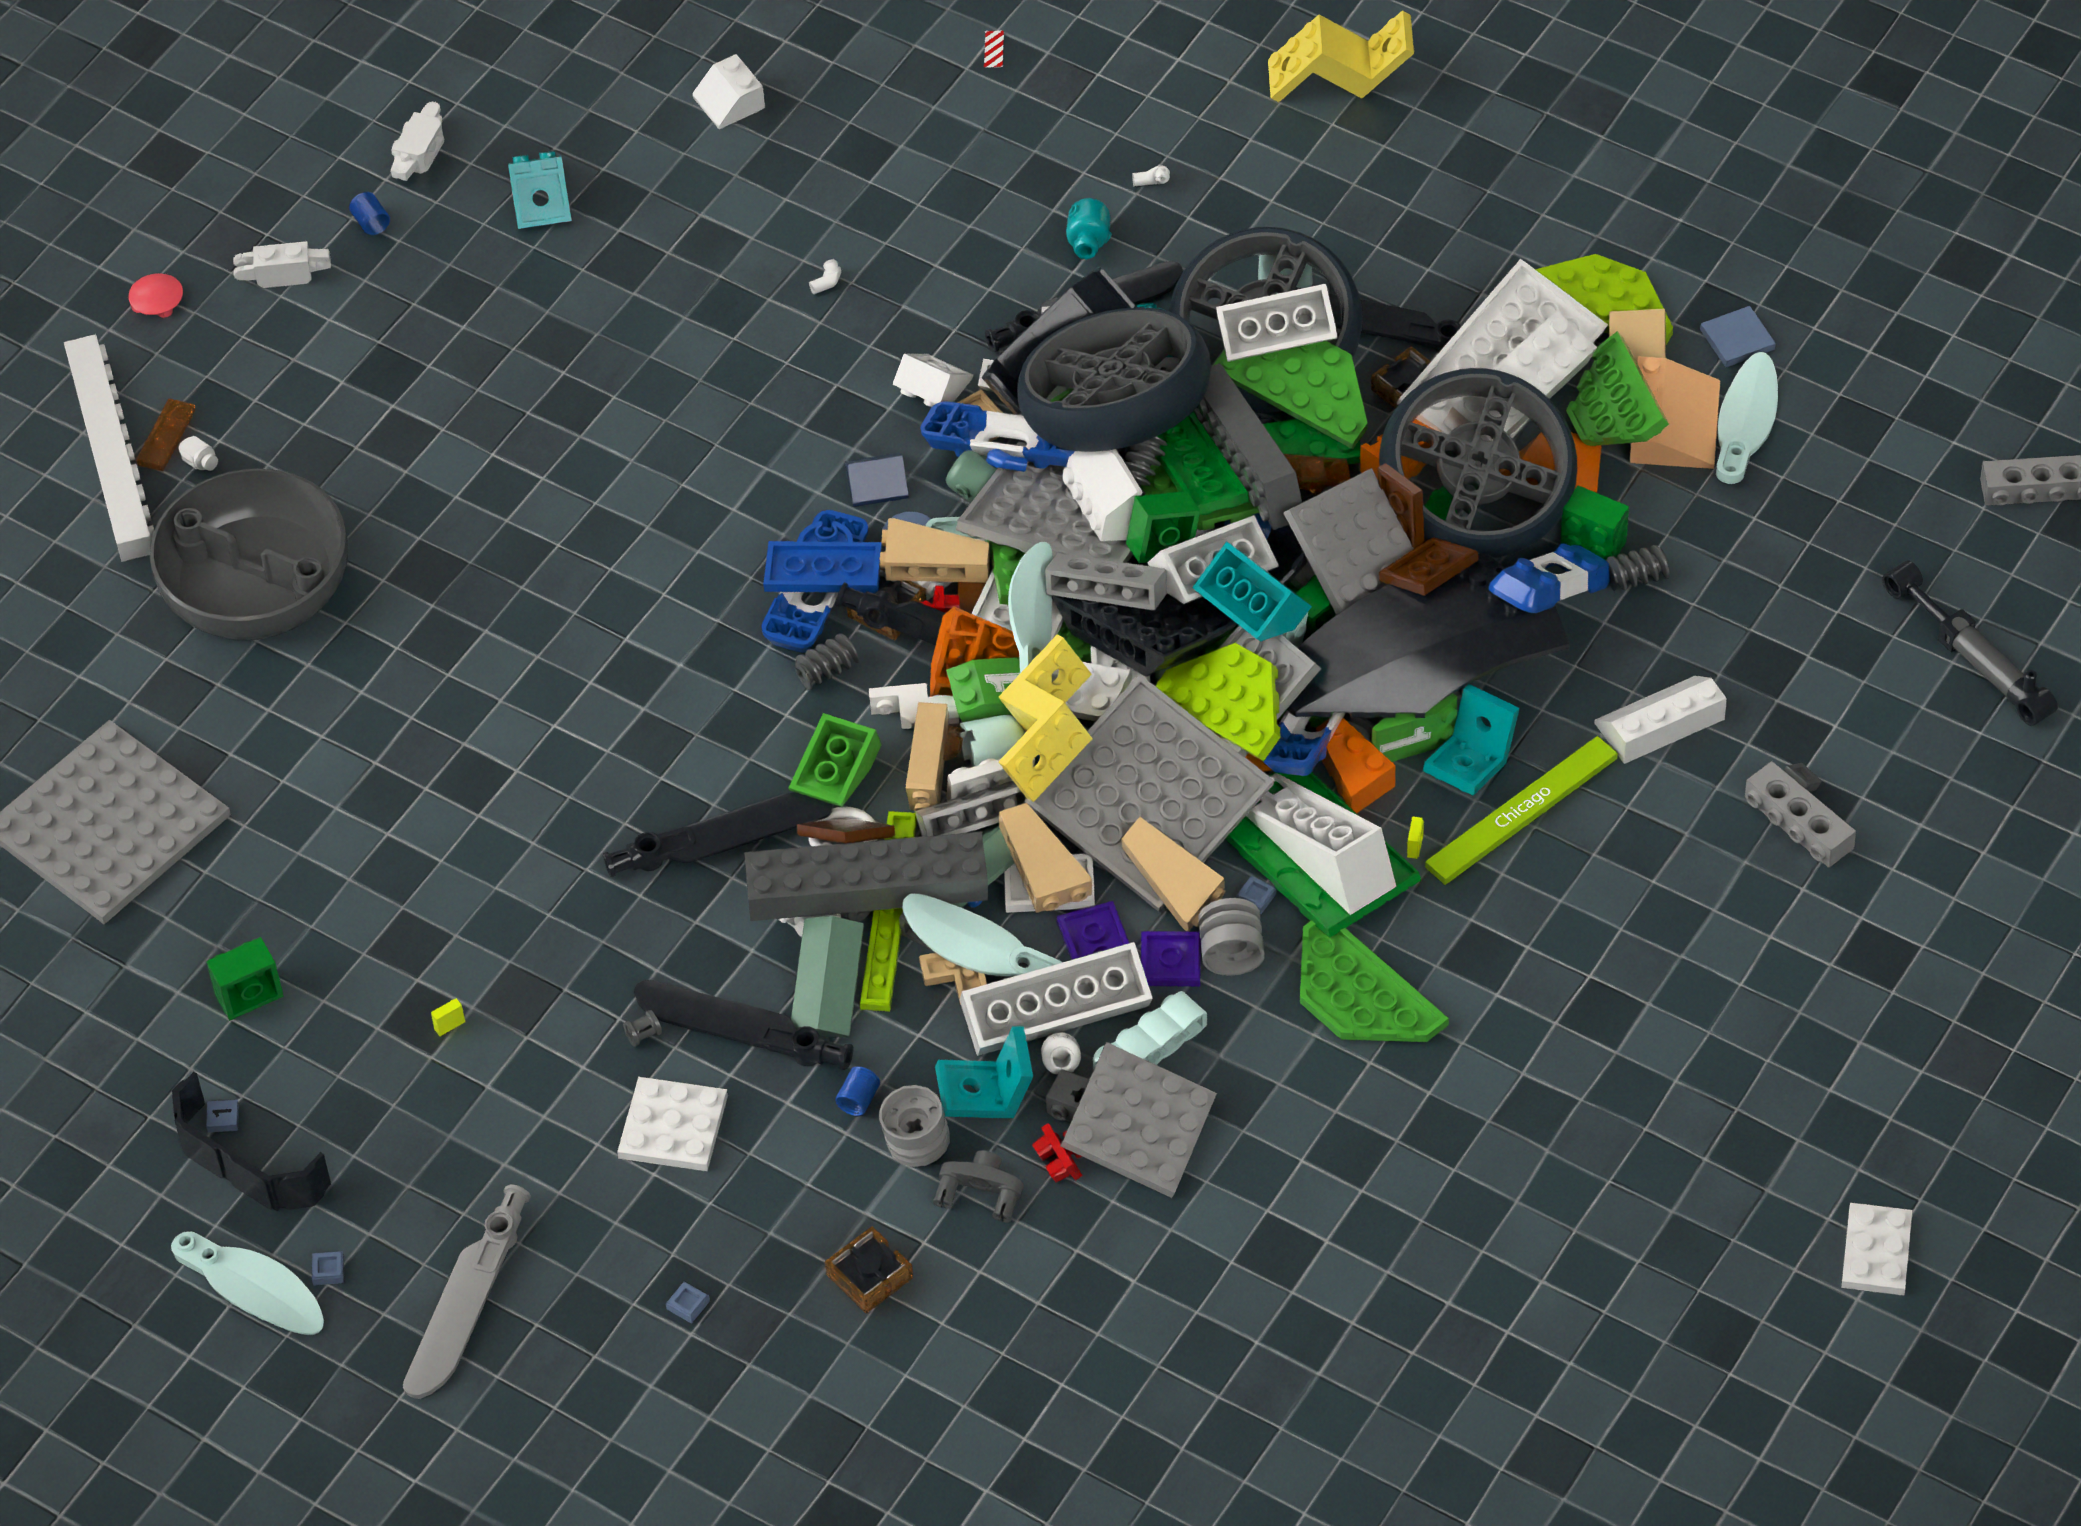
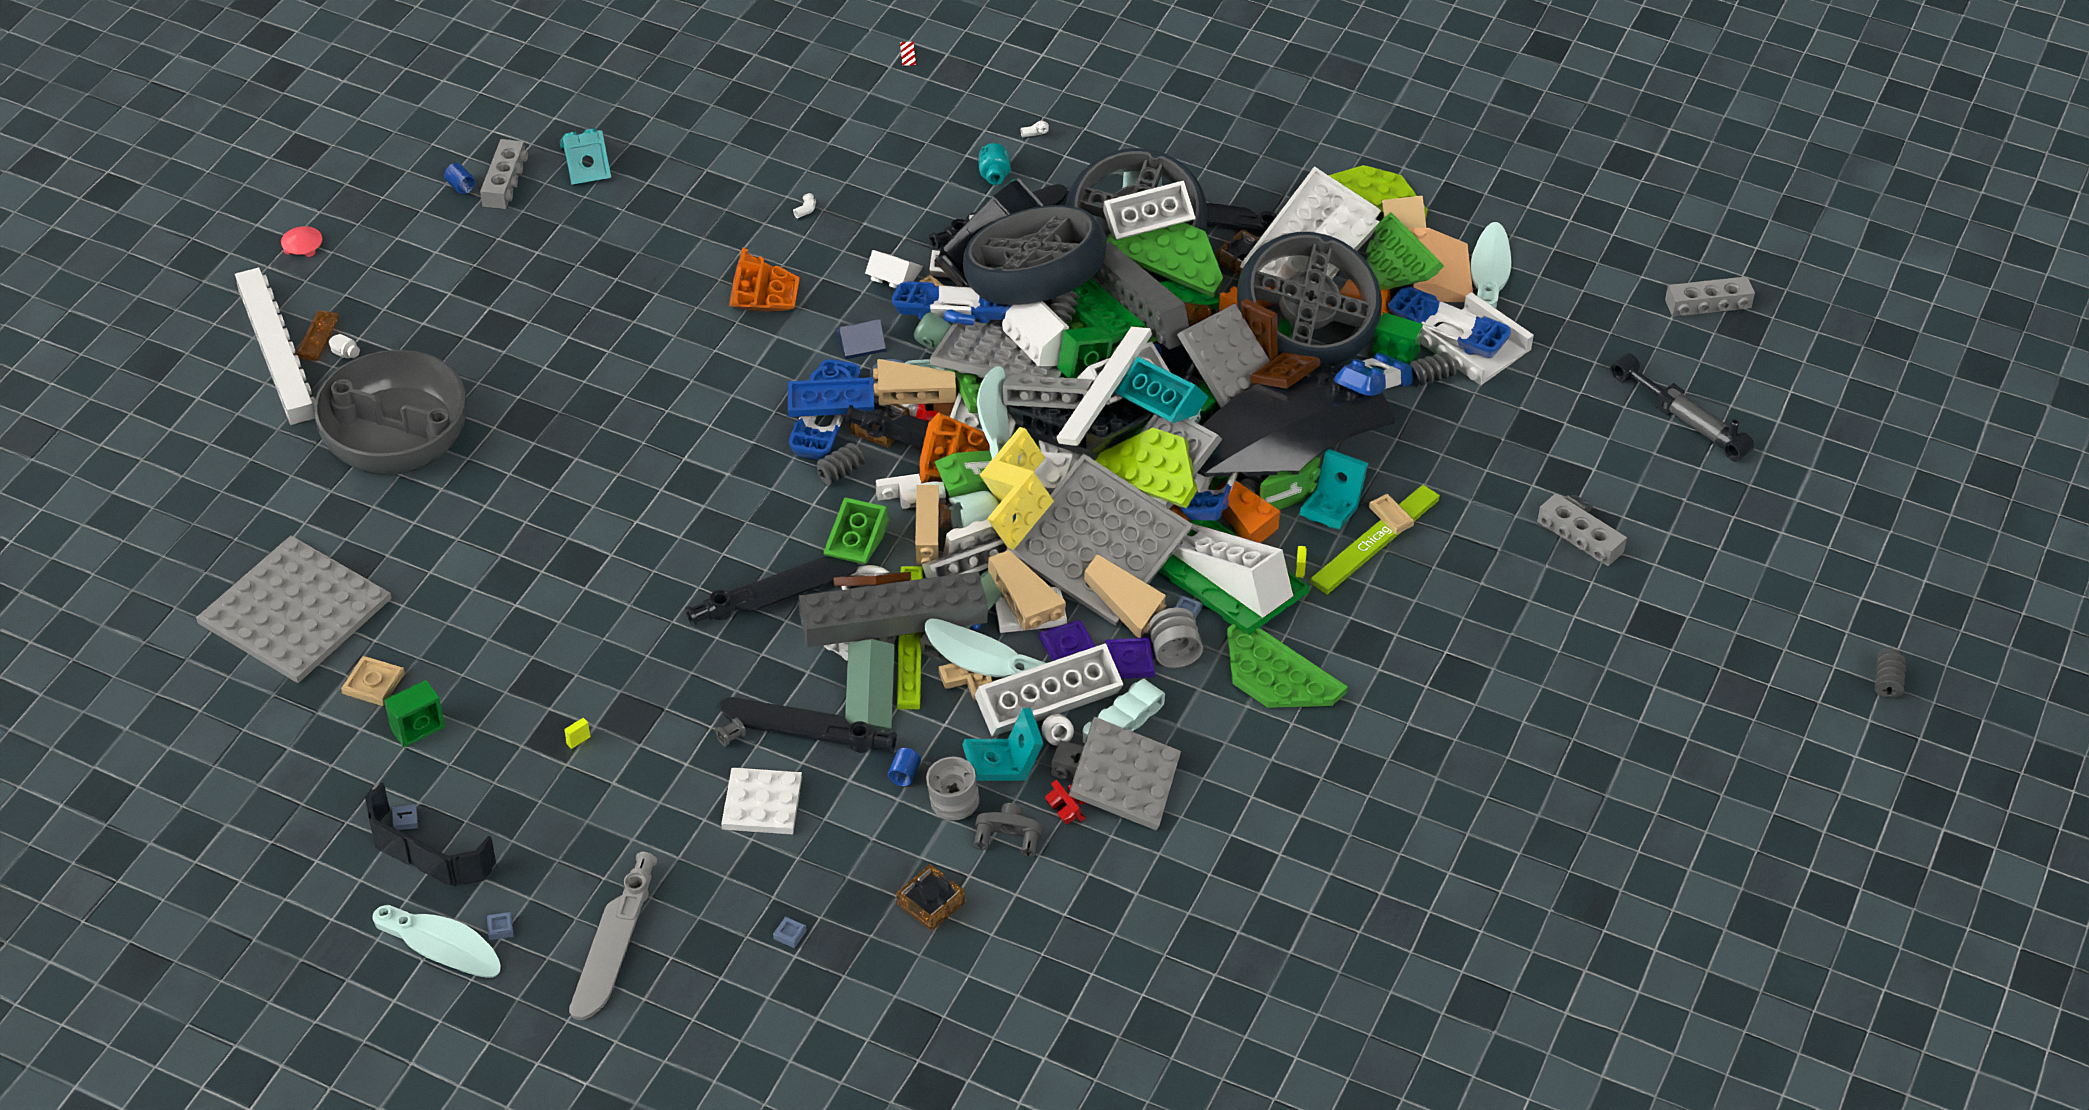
camera: 10 degrees left, 5 degrees down
(198, 927) = (372, 680): none -> tan tile
(281, 264) = (396, 214): white hinge -> none
(418, 142) = (491, 128): white hinge -> none
(428, 209) = (503, 174): none -> light grey brick
(729, 92) = (719, 87): white slope -> none
(754, 394) = (762, 286): none -> orange wedge
(1178, 580) = (1104, 386): none -> white tile
(1340, 56) = (1161, 43): light yellow bracket -> none
(1547, 776) = (1391, 514): none -> tan tile
(1640, 480) = (1480, 335): none -> blue piece
(1663, 717) = (1469, 469): white slope -> none
(1708, 528) = (1476, 366): none -> white panel
(1737, 336) = (1474, 214): sand blue tile -> none
(1877, 1249) = (1697, 832): white plate -> none

